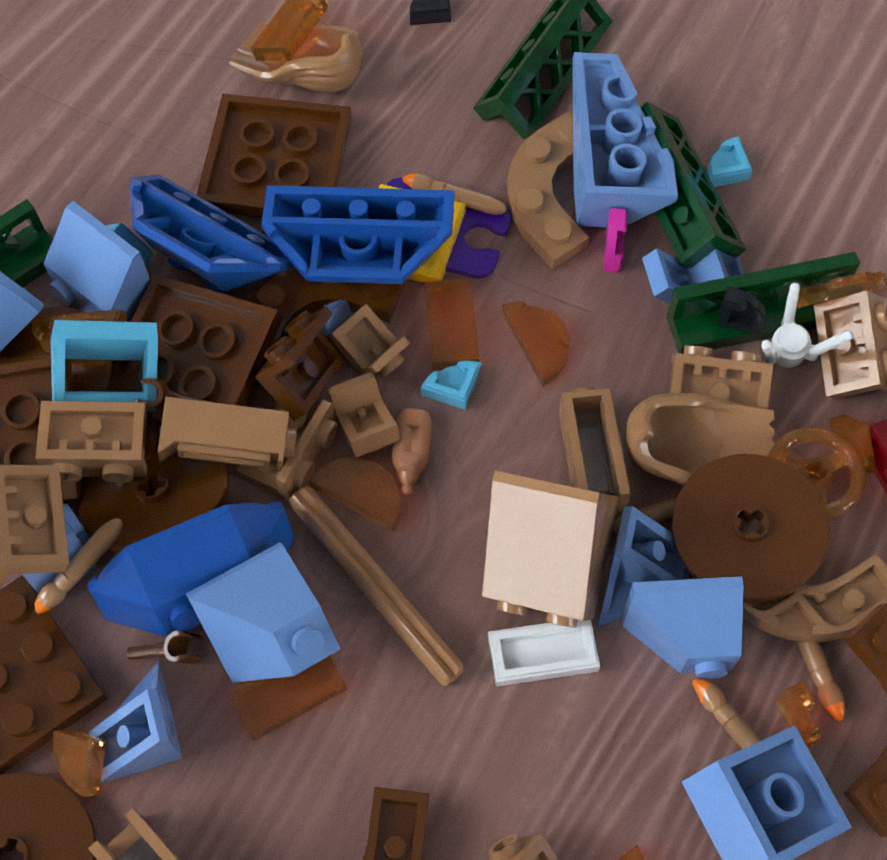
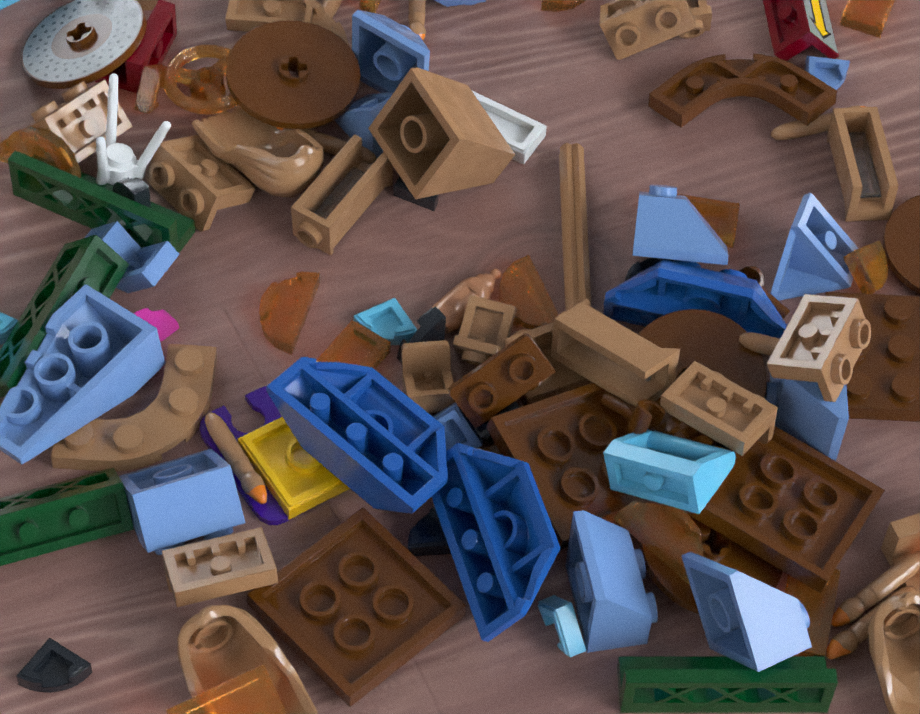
camera: 145 degrees left, 10 degrees down
(380, 101) = (219, 567): none -> medium nougat bracket
(409, 384) = (431, 329): none -> black tile
(461, 135) = (183, 501): none -> medium blue slope

